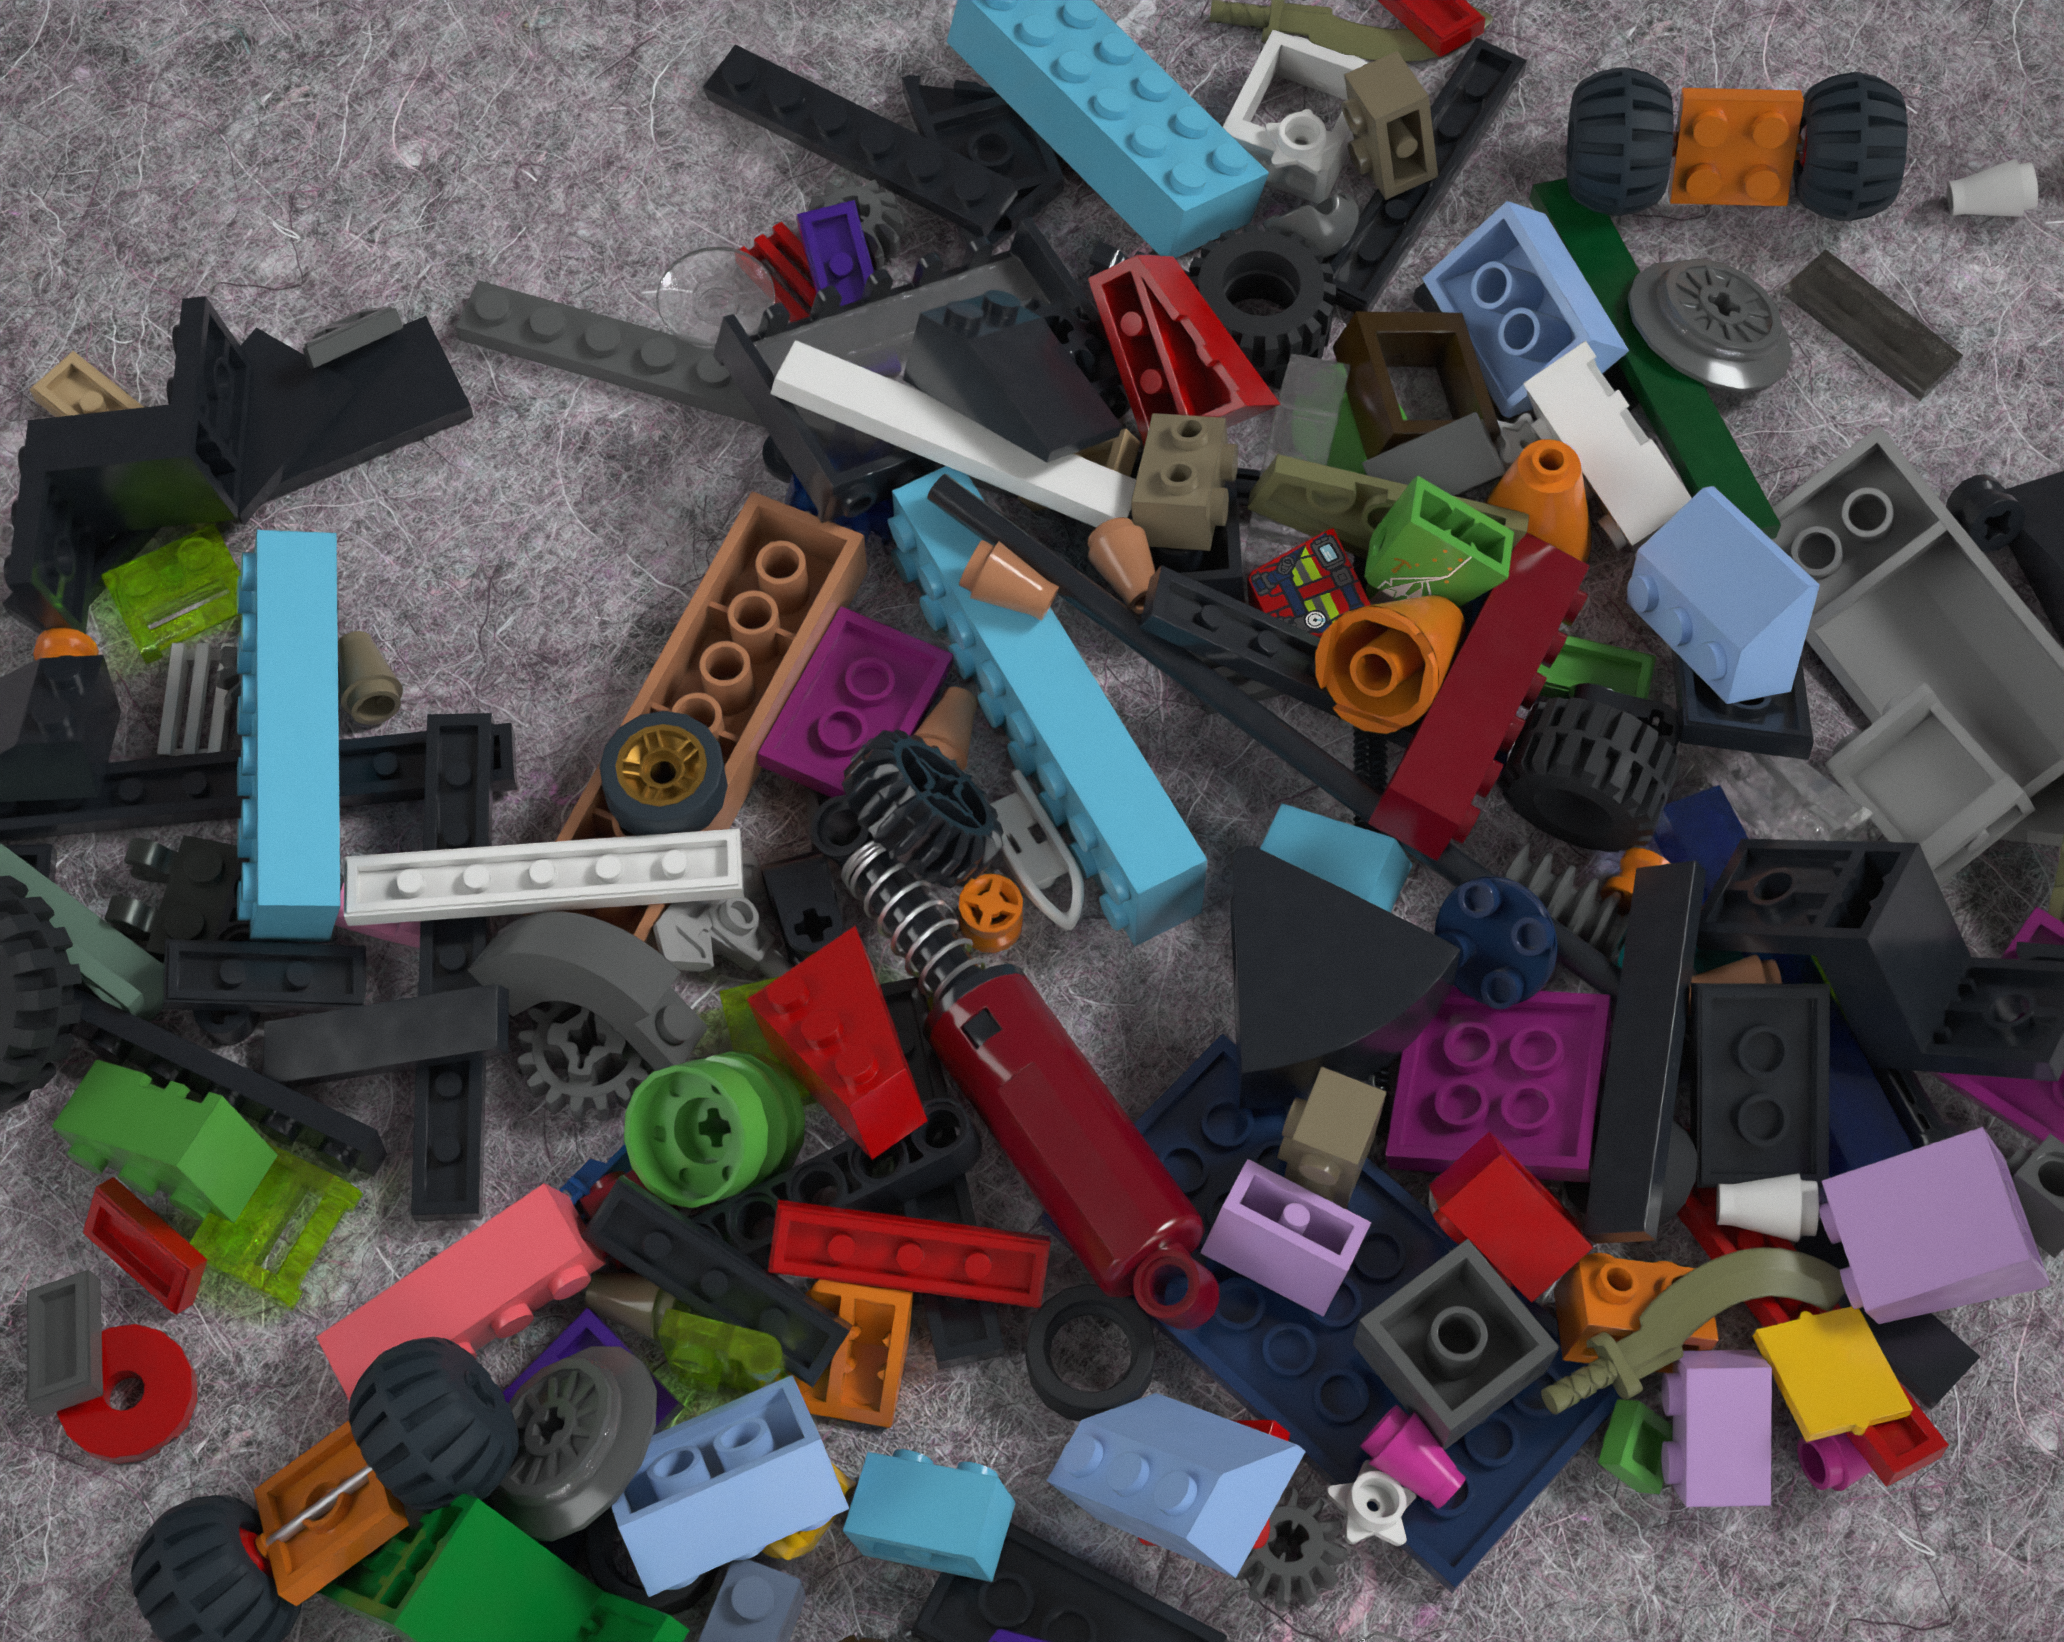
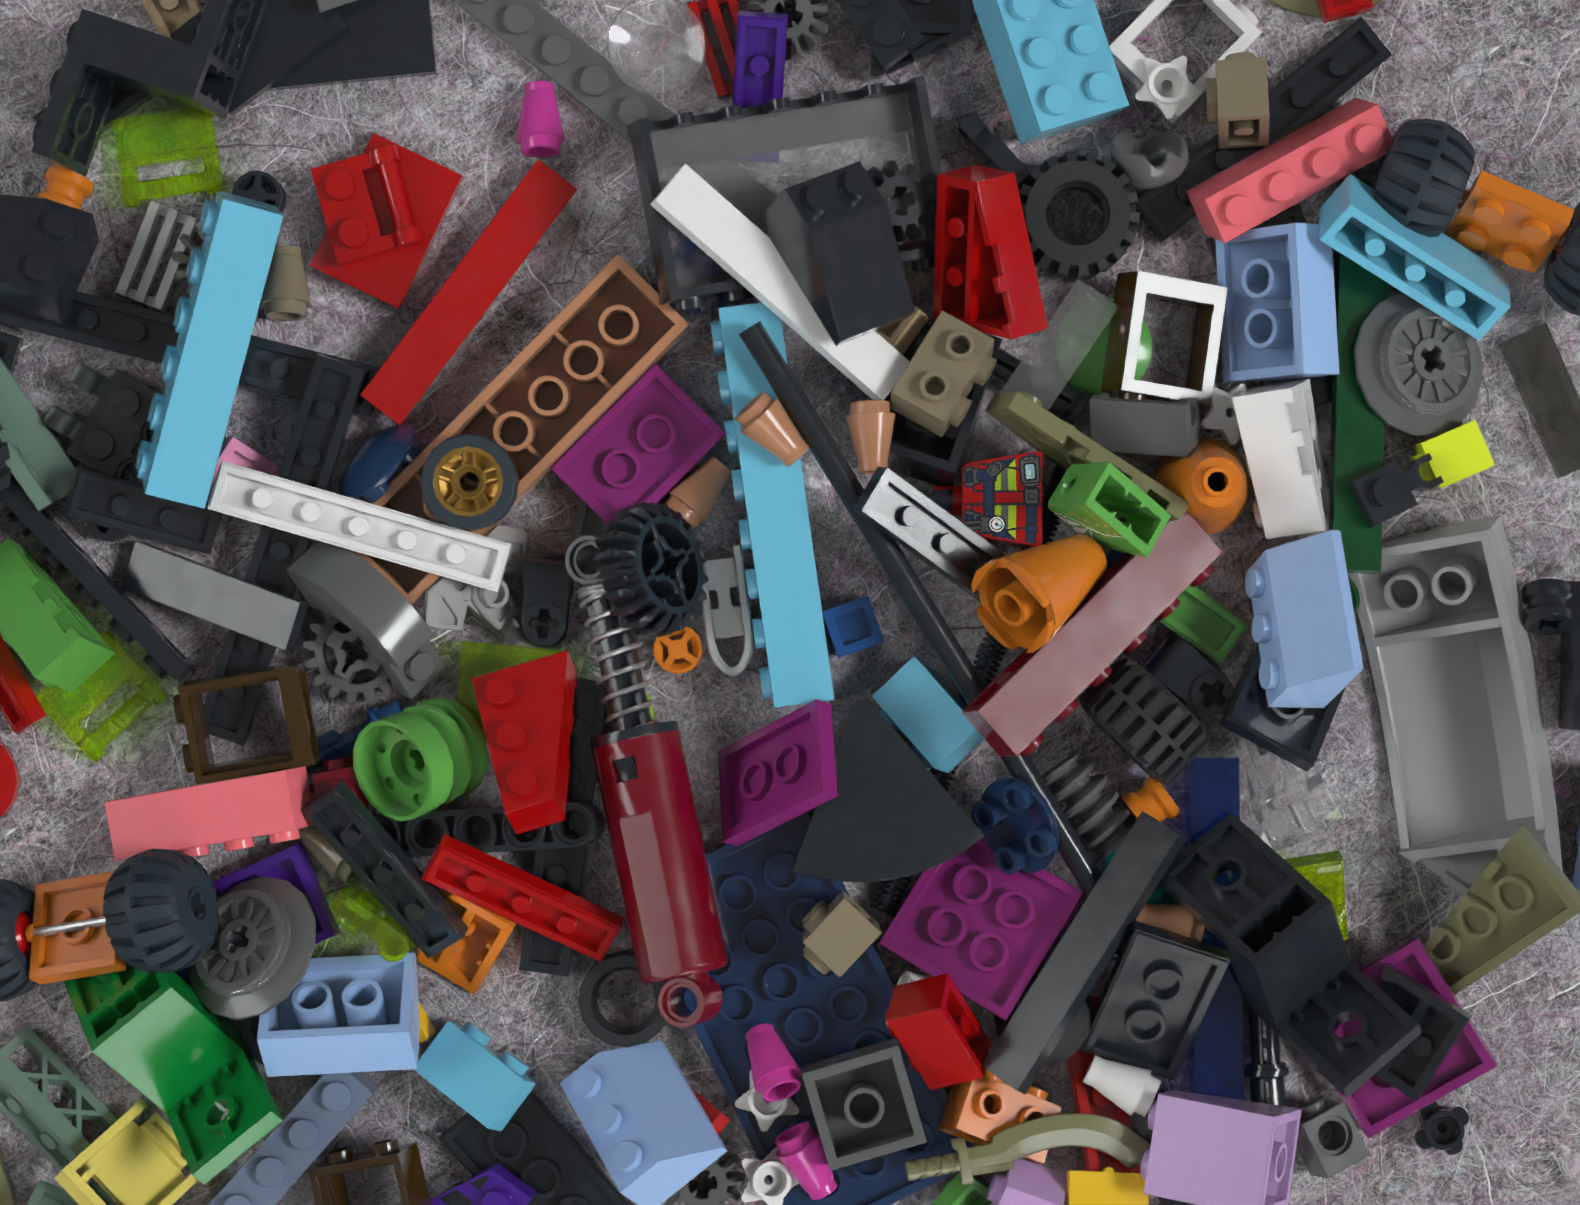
camera: 20 degrees right, 25 degrees up
(418, 569) = (351, 211): none -> red plate
(451, 1116) = (298, 713): none -> dark brown window
(465, 578) = (429, 195): none -> red tile
(537, 815) = (377, 461): none -> dark blue dish
(586, 615) = (468, 292): none -> red tile
(611, 417) = (540, 123): none -> dark pink cone
(1173, 981) = (777, 773): none -> magenta plate
(1202, 810) = (853, 626): none -> blue plate
(1285, 1237) = (781, 987): lavender brick -> none
(1317, 1344) = (772, 1065): none -> dark pink cone
(1328, 1384) = (765, 1111): none -> white plate
(1473, 184) = (1290, 169): none -> coral brick
(1674, 219) = (1425, 268): none -> medium azure brick
(1747, 442) = (1388, 490): none -> black plate
(1795, 404) = (1454, 454): none -> neon yellow brick
(1929, 782) = (1391, 813): light grey panel -> none

